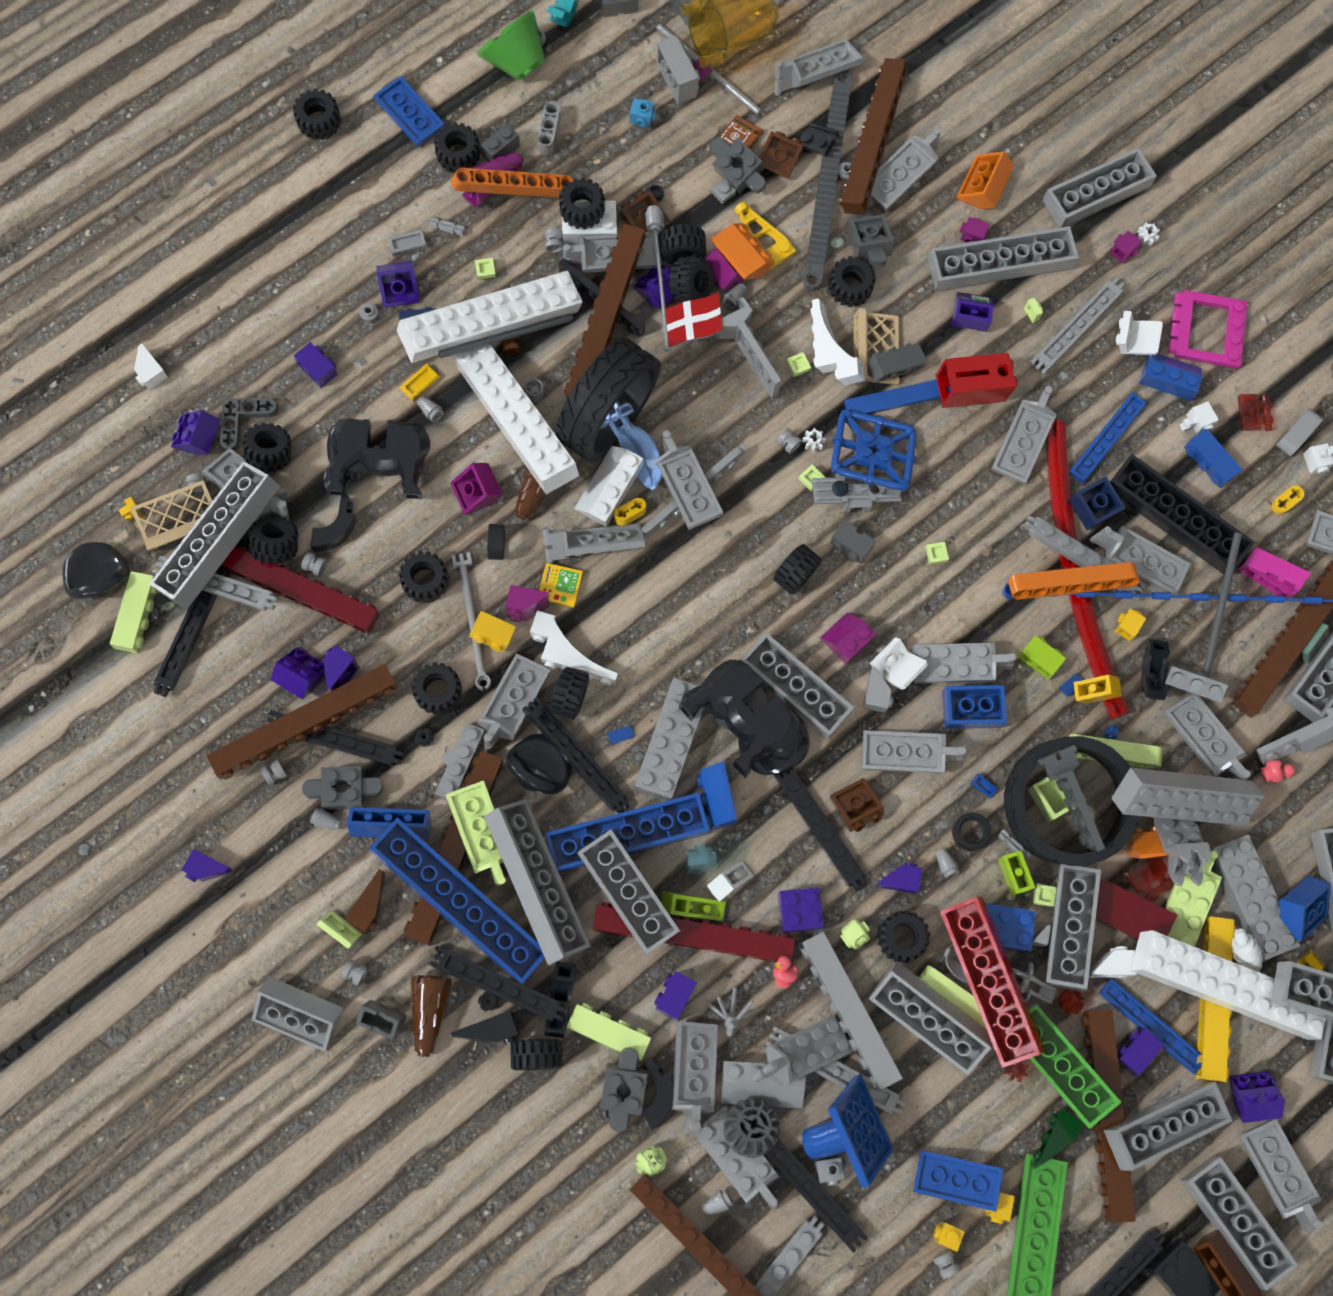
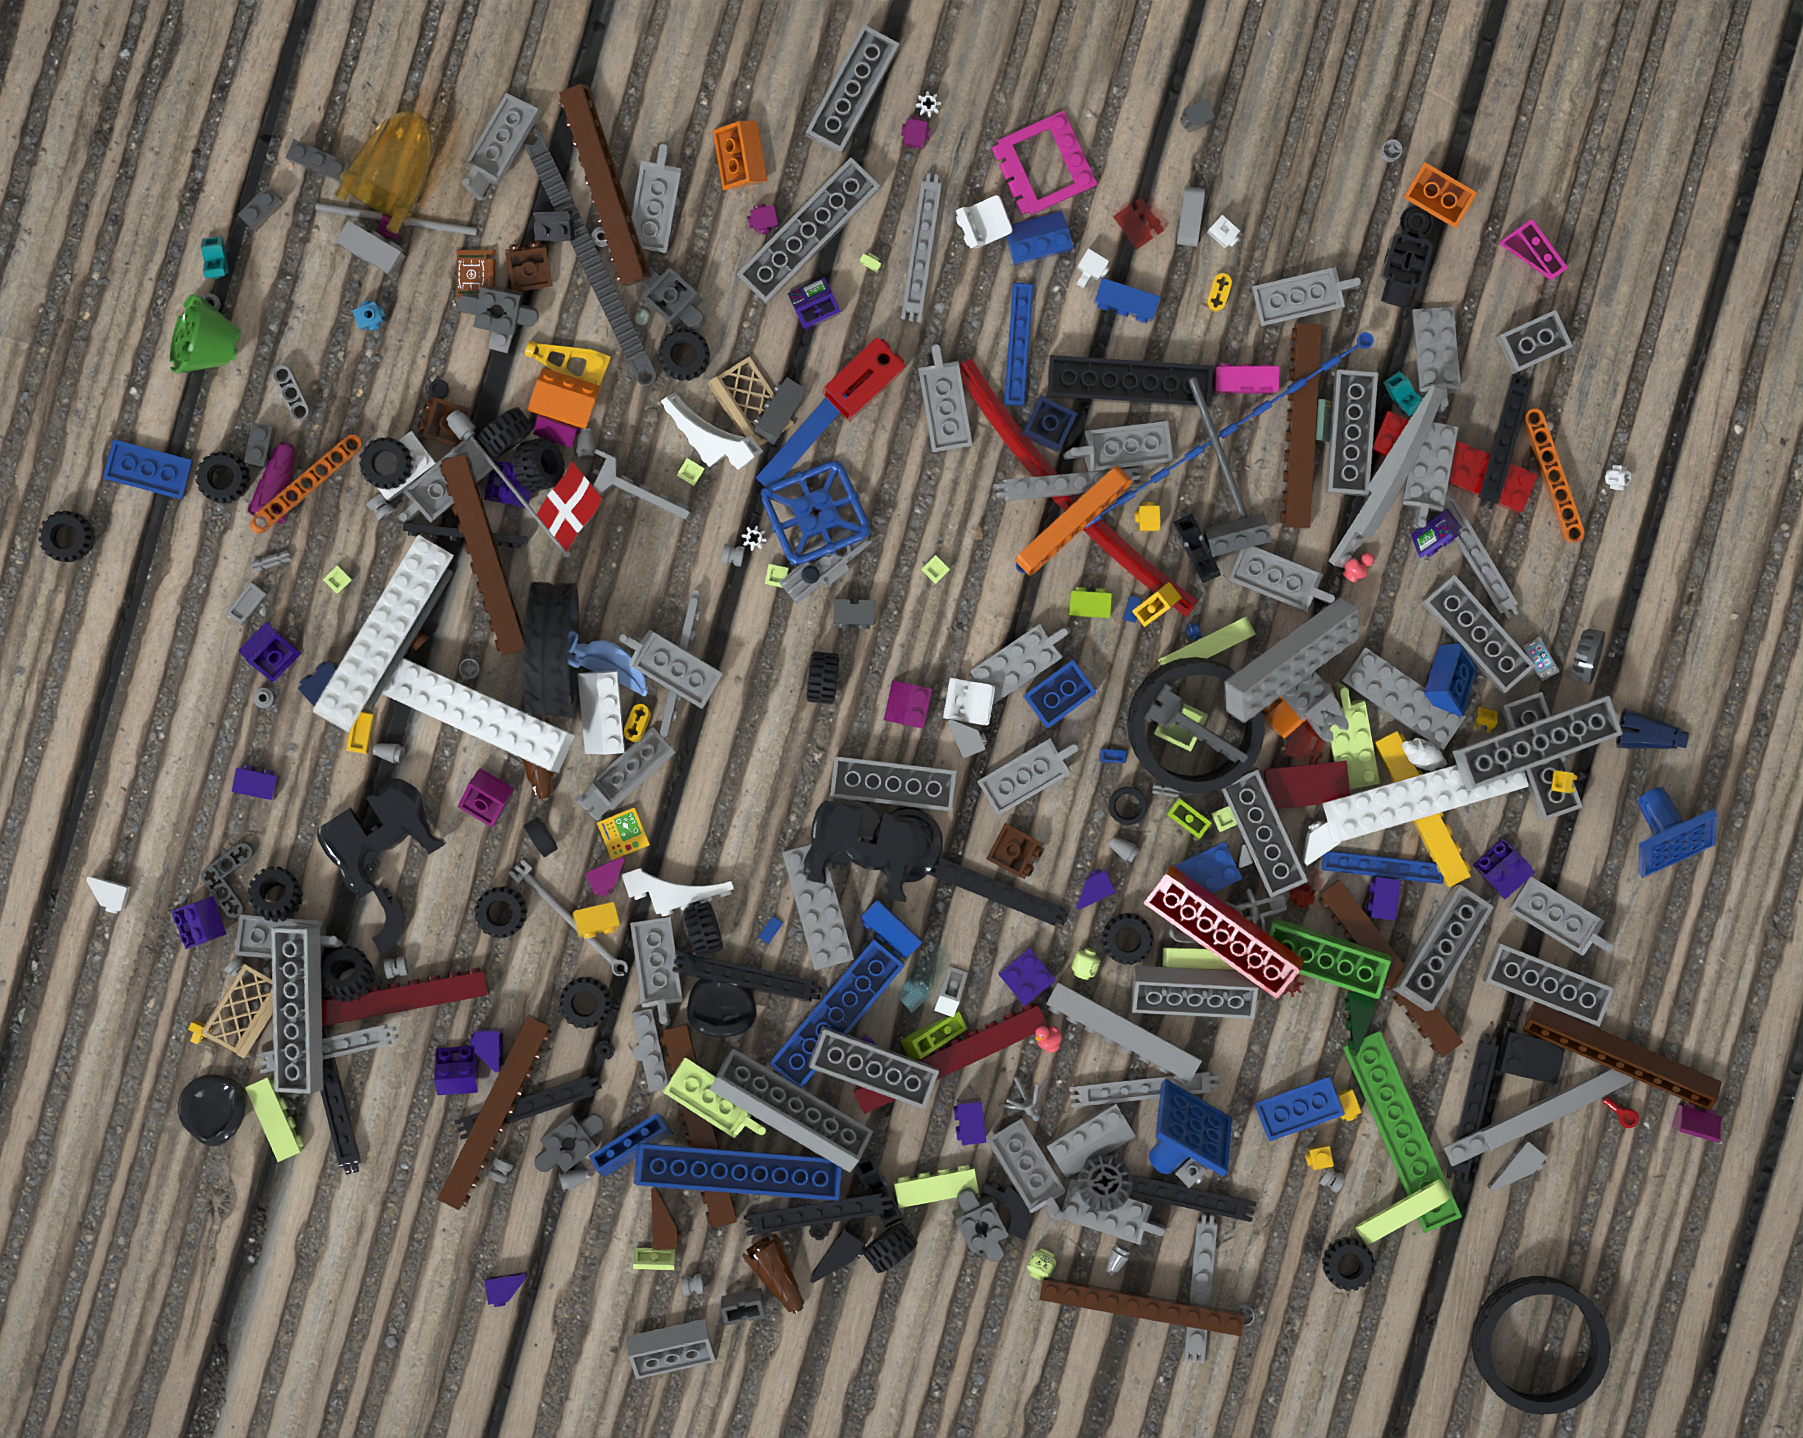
camera: 25 degrees left, 15 degrees up
(805, 1052) = (1108, 1092): light grey hinge -> none

